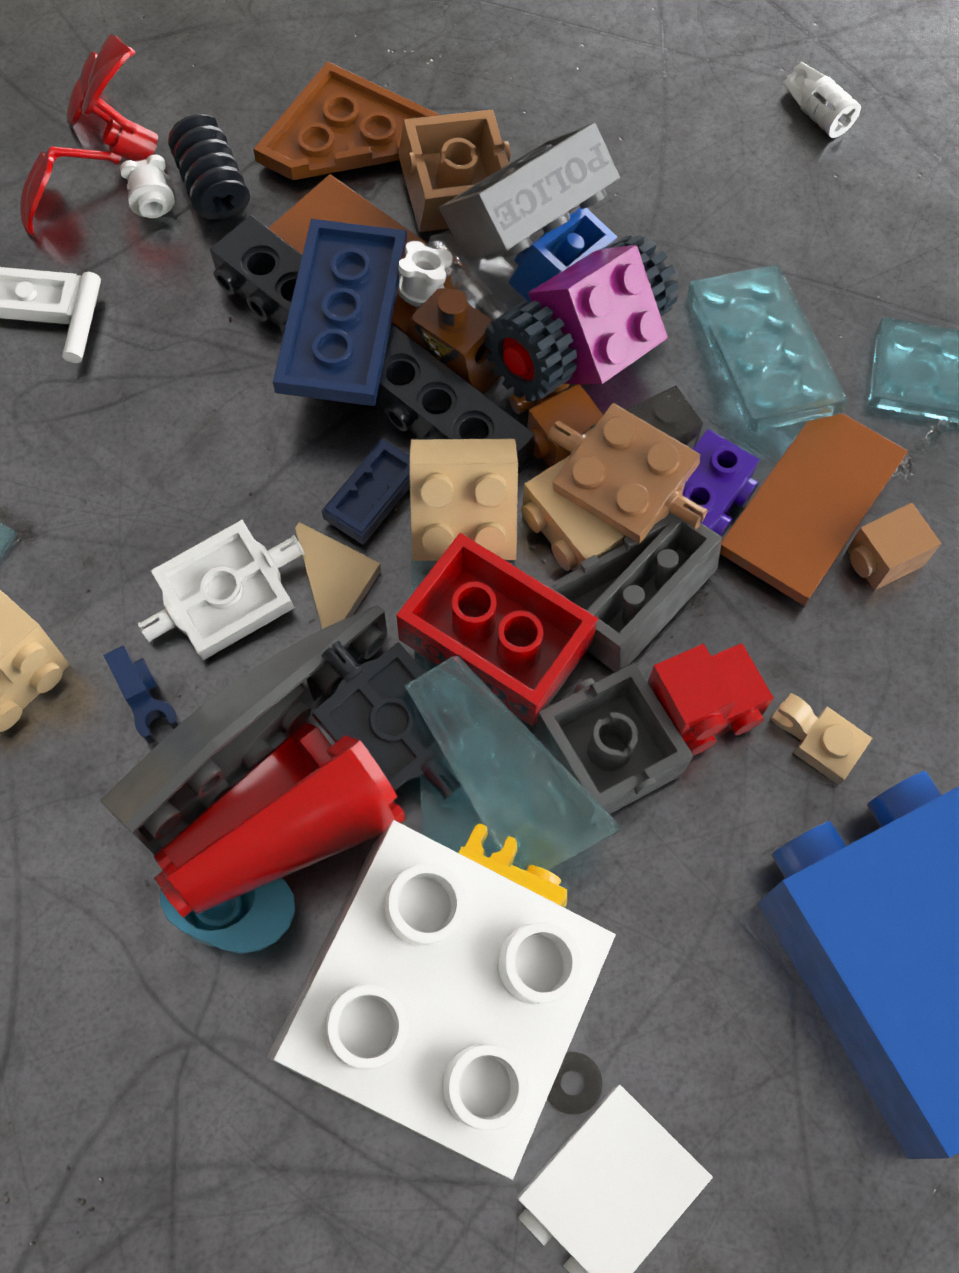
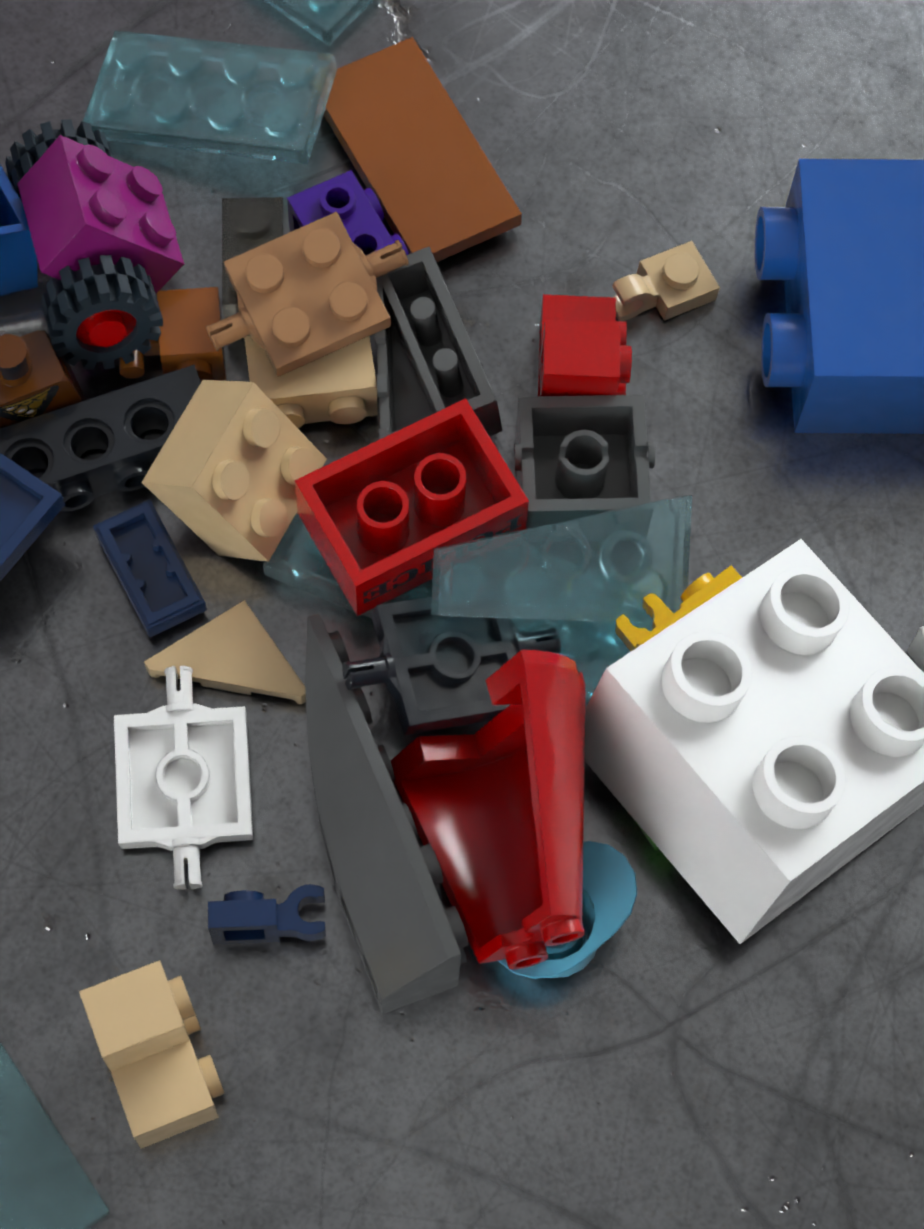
camera: 65 degrees left, 0 degrees up
(892, 546) = (507, 110): medium nougat brick -> none

